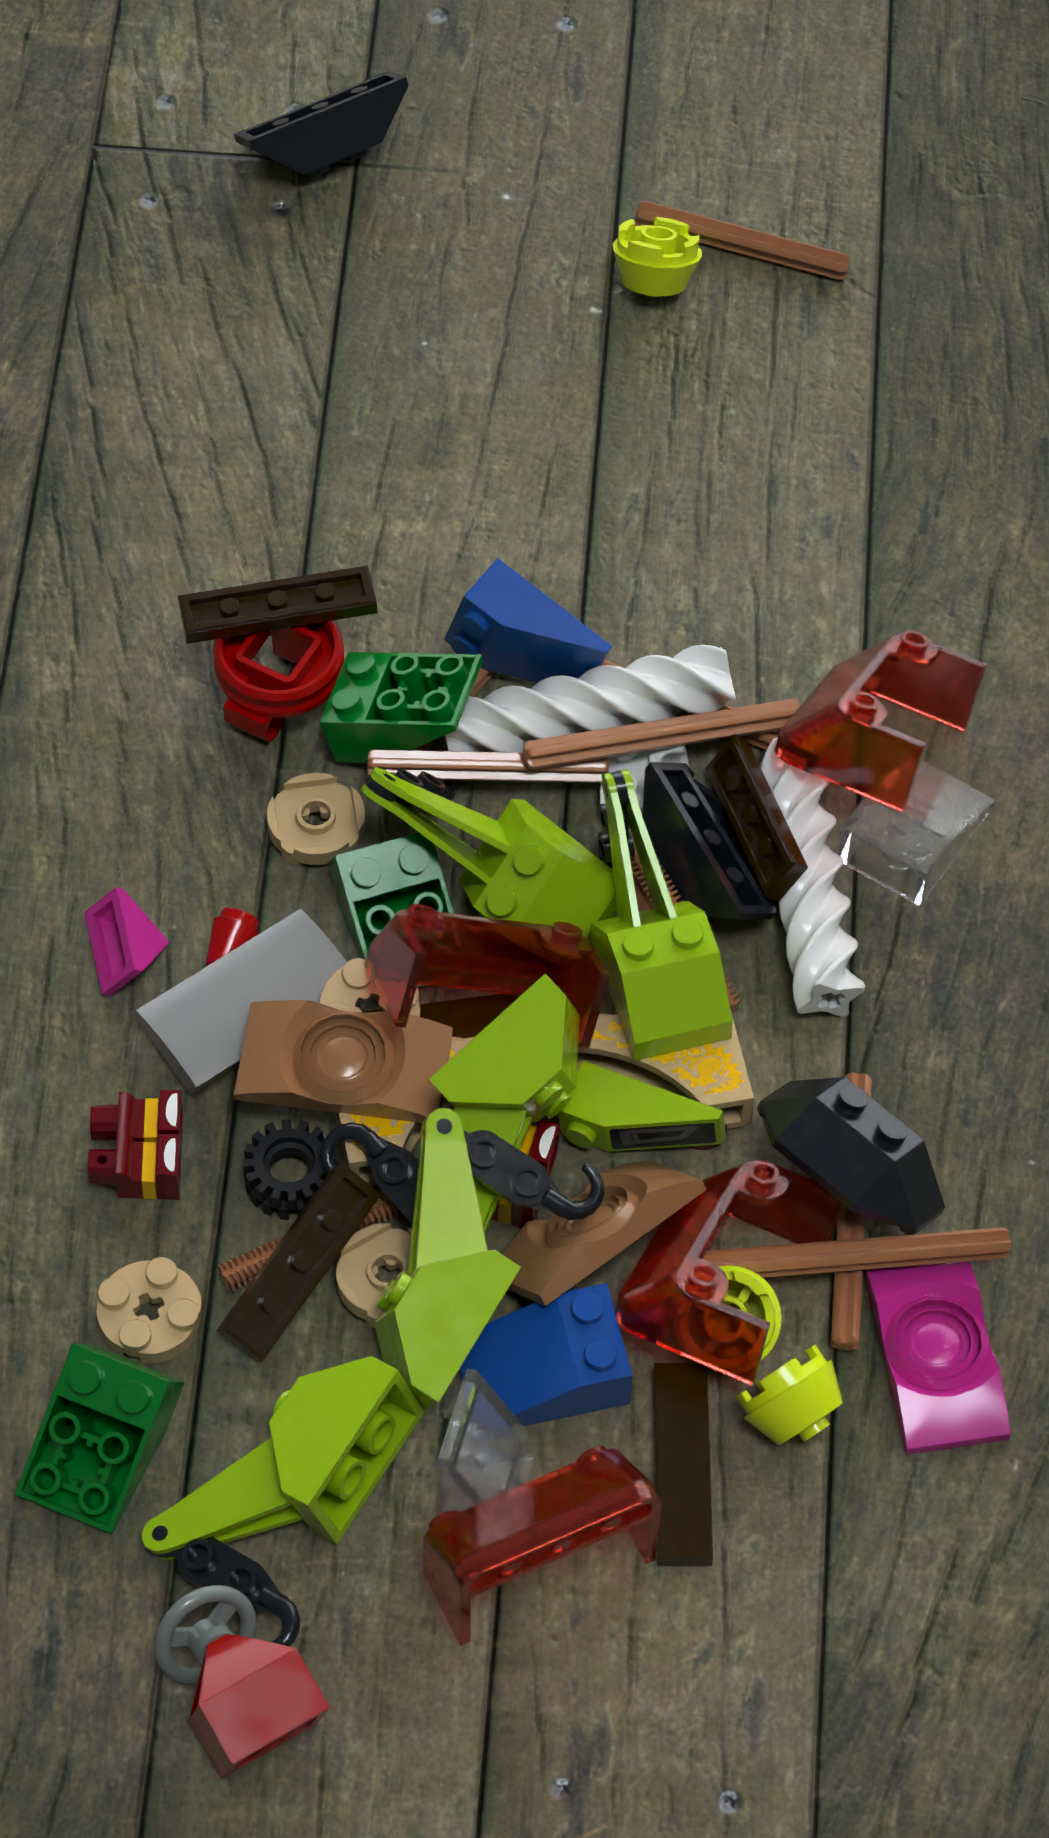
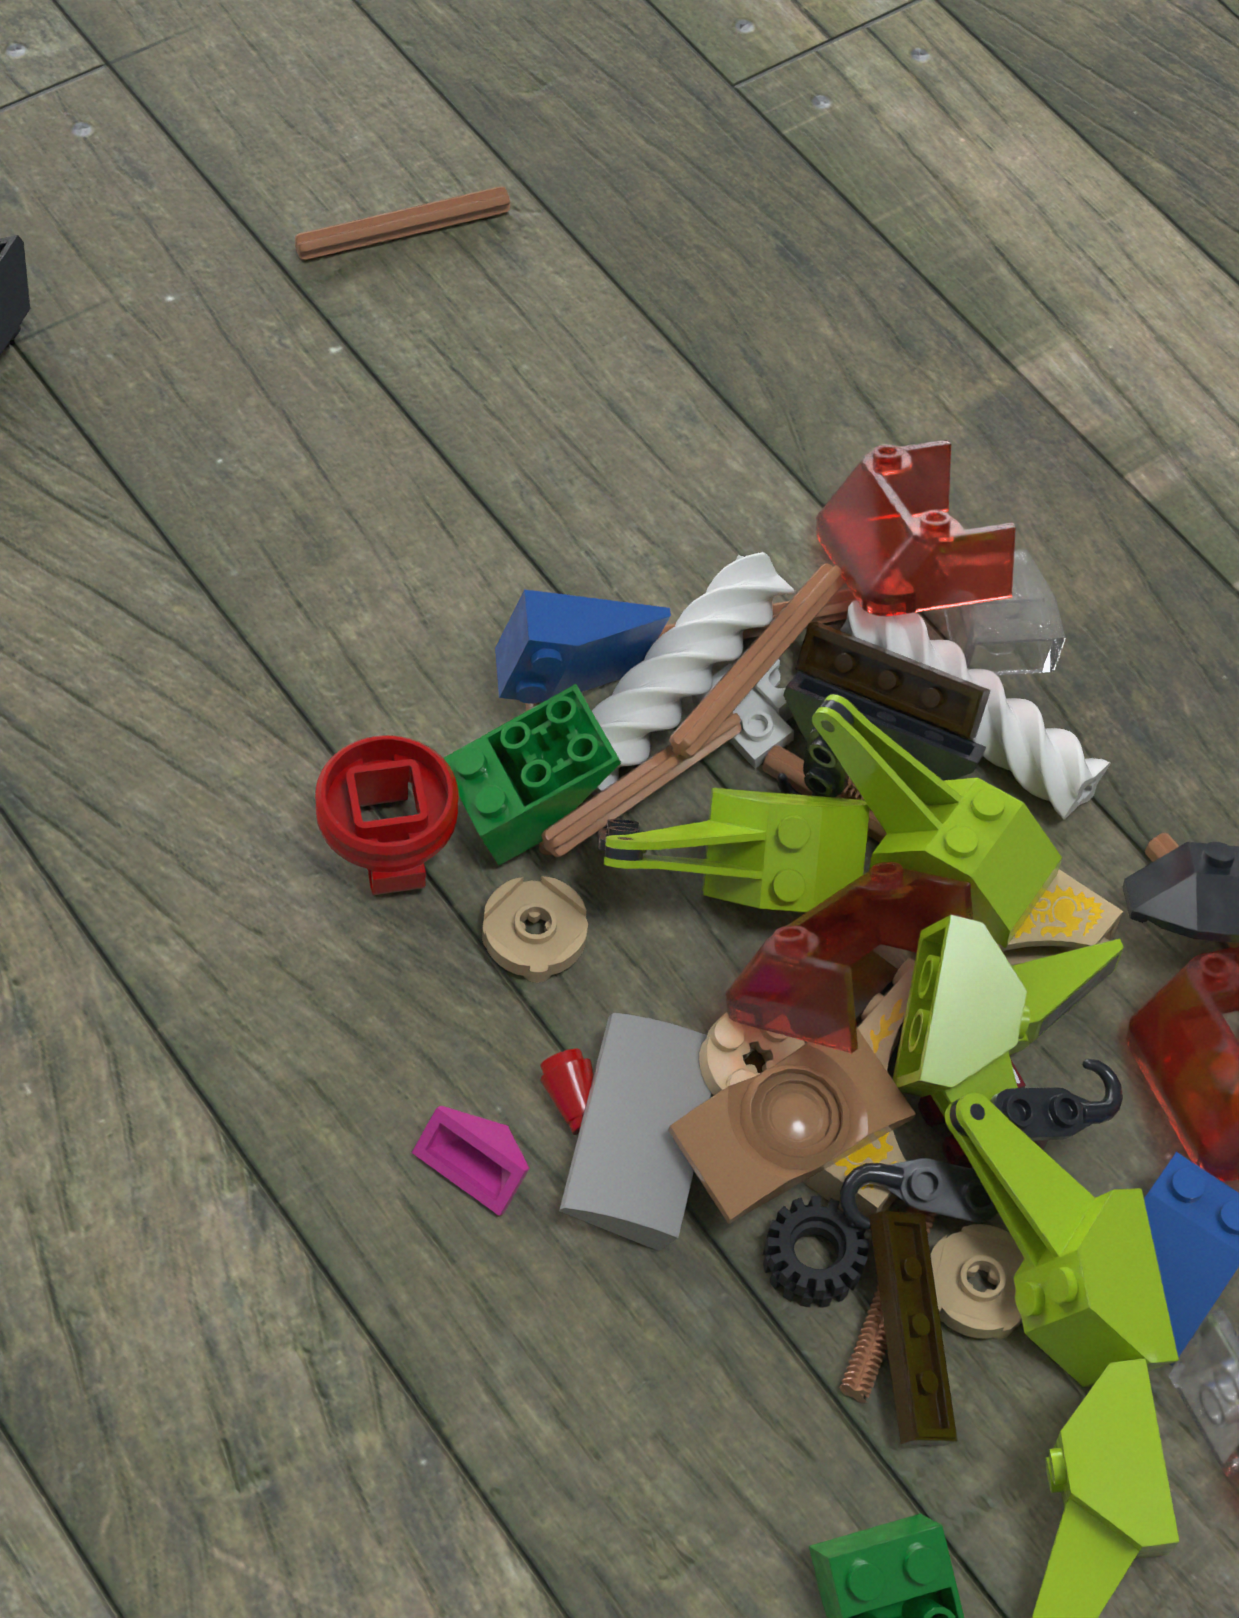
camera: 45 degrees left, 0 degrees up
(142, 1283) = (850, 1456): tan plate -> none
(146, 1146) = (679, 1324): dark red hips -> none
(277, 604) = (355, 756): dark brown tile -> none
(386, 879) = (672, 951): slope -> none
(563, 1252) = (1129, 1146): medium nougat slope -> none
(656, 257) = (361, 271): neon yellow cone -> none

